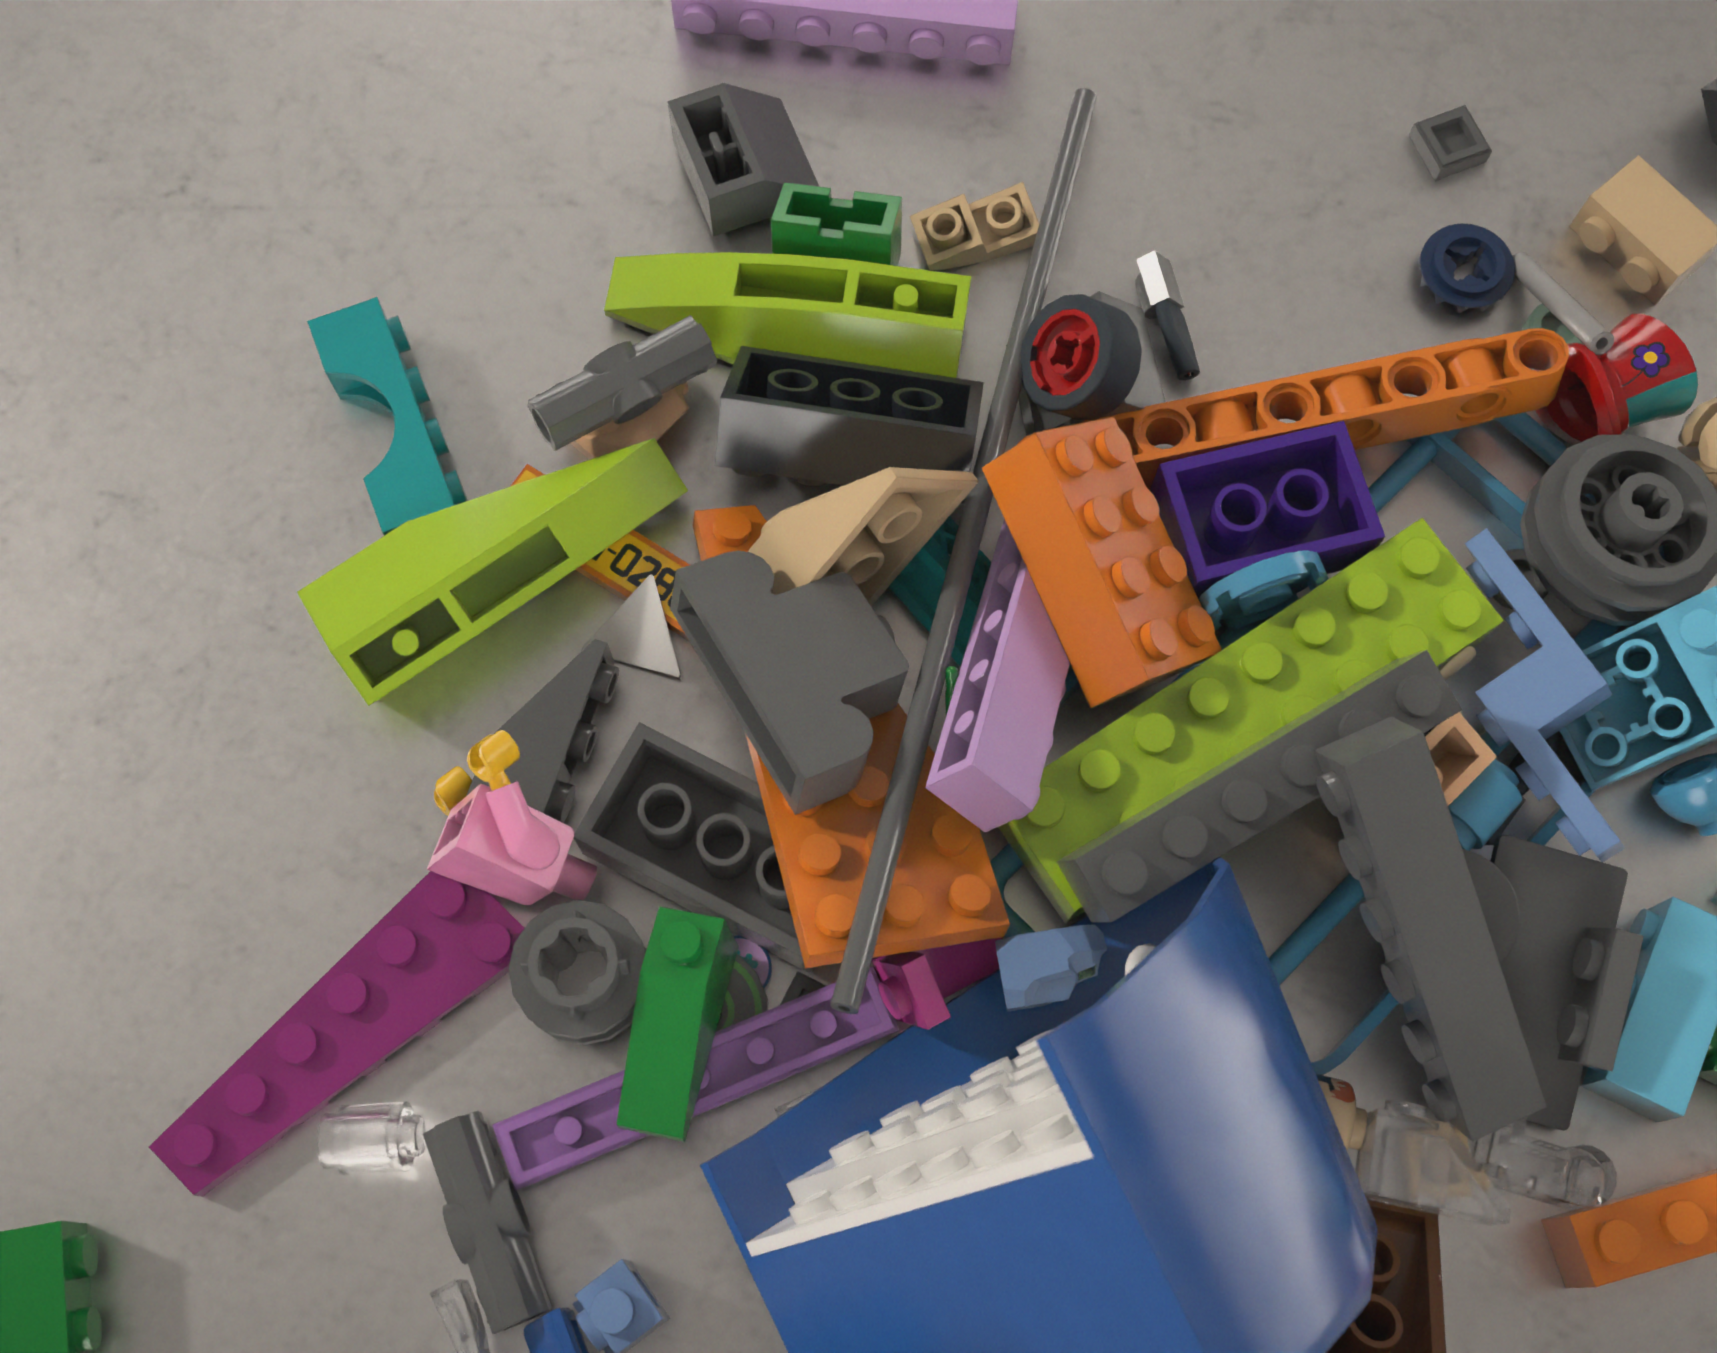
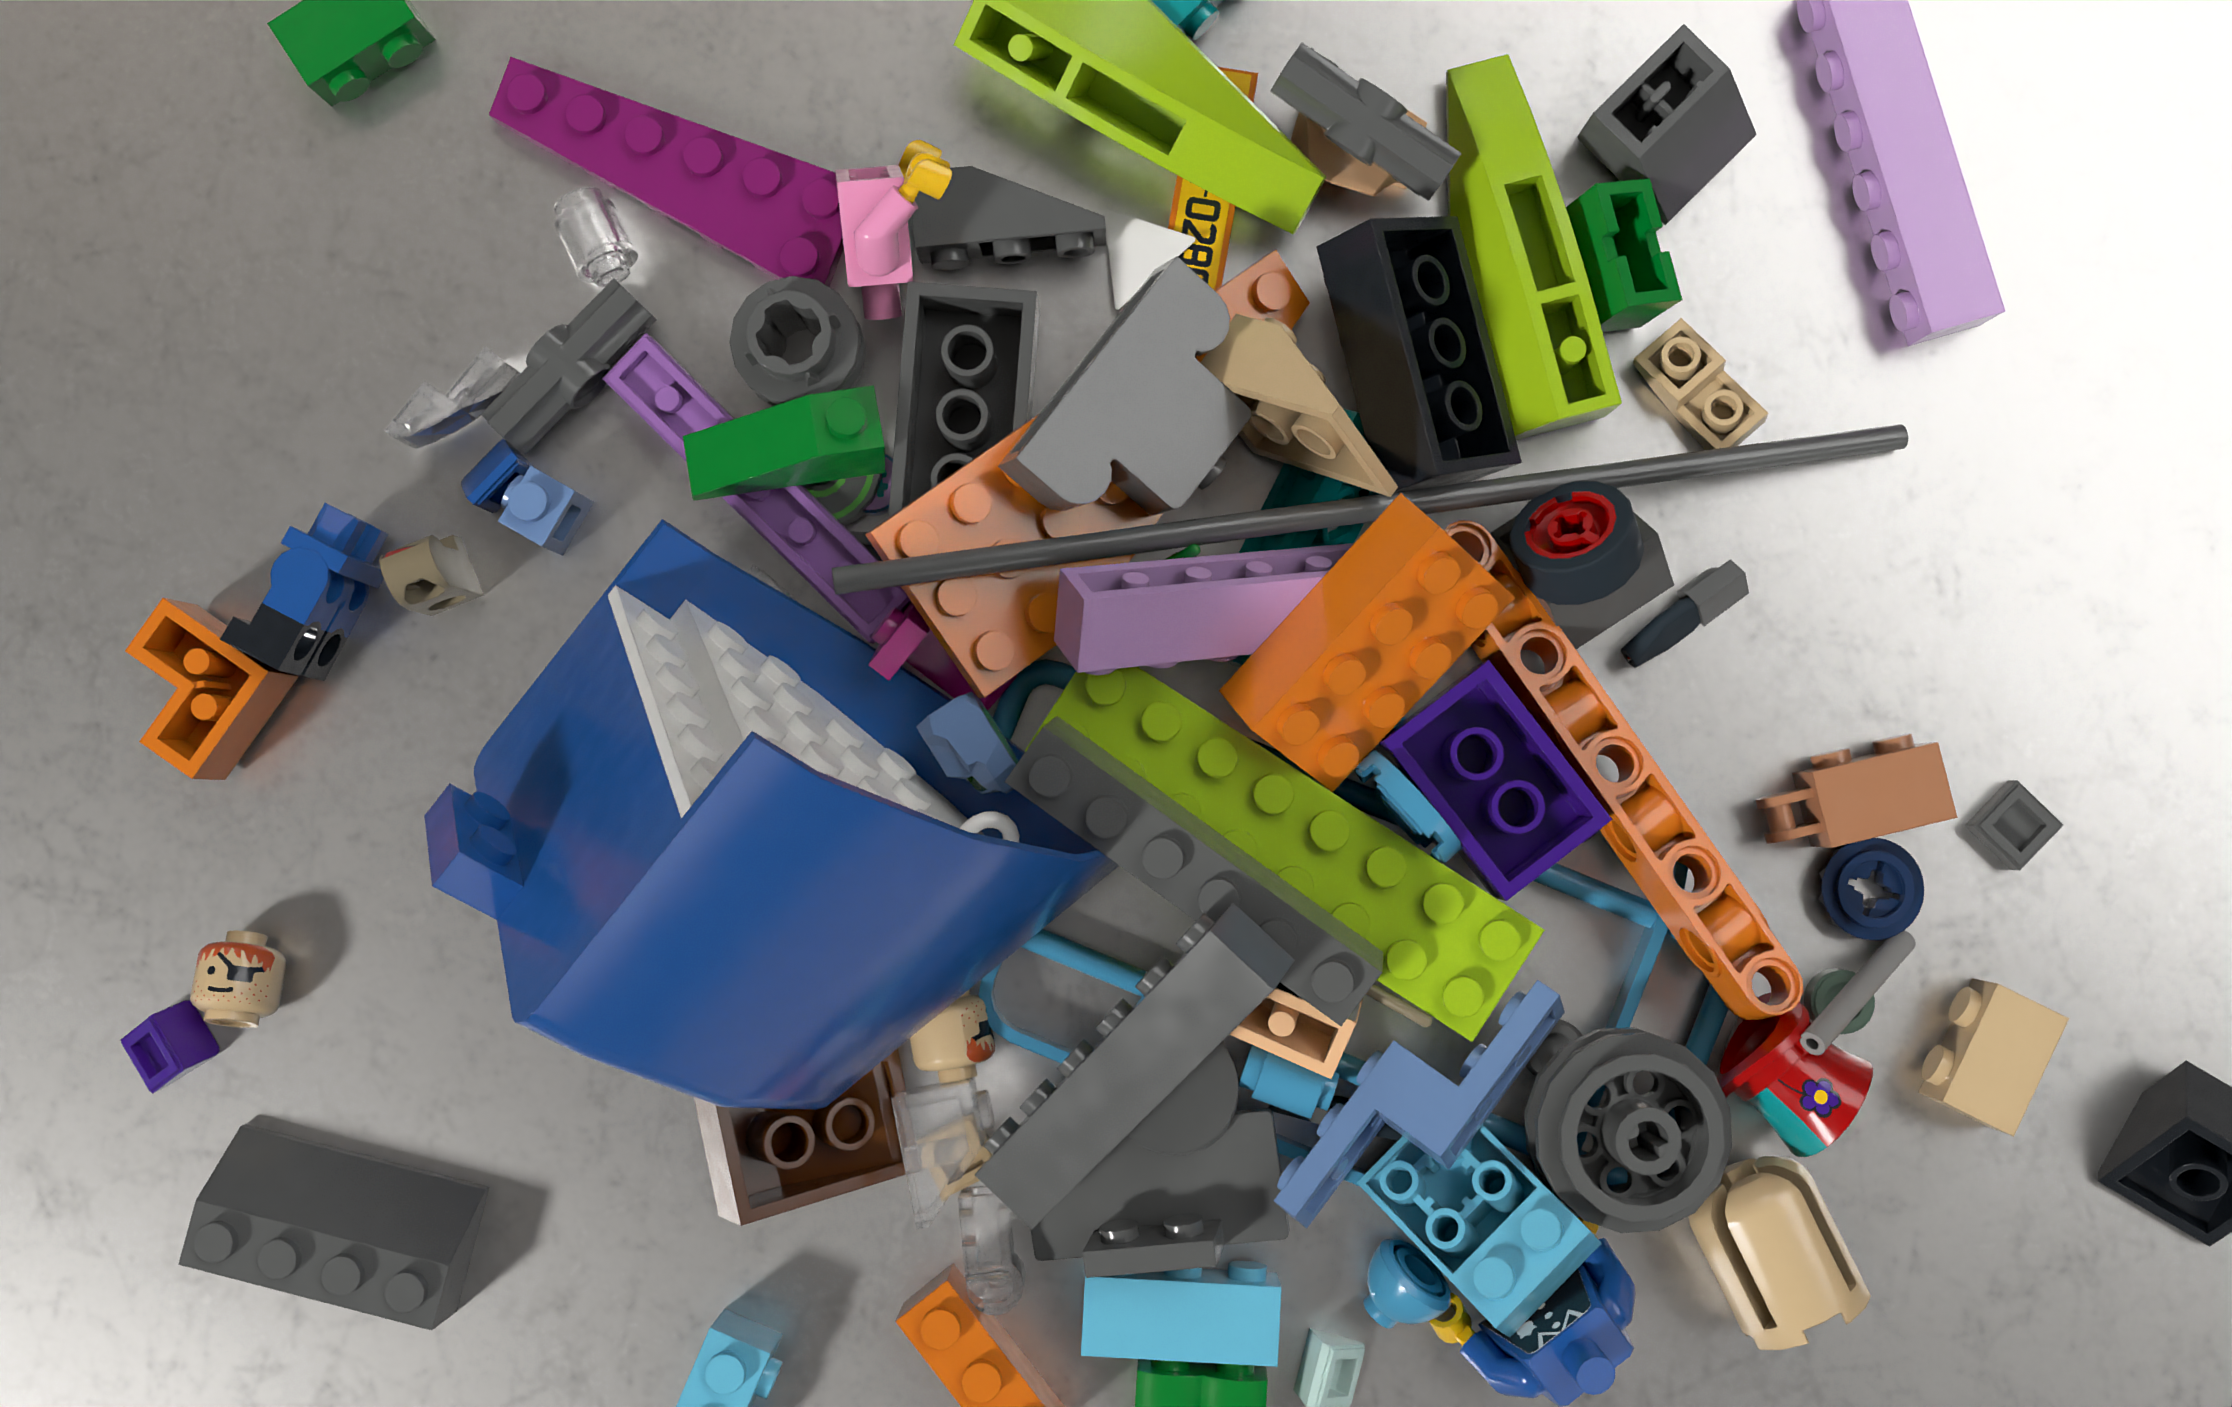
camera: 75 degrees right, 15 degrees up
(1384, 239) = (1863, 795): none -> nougat brick

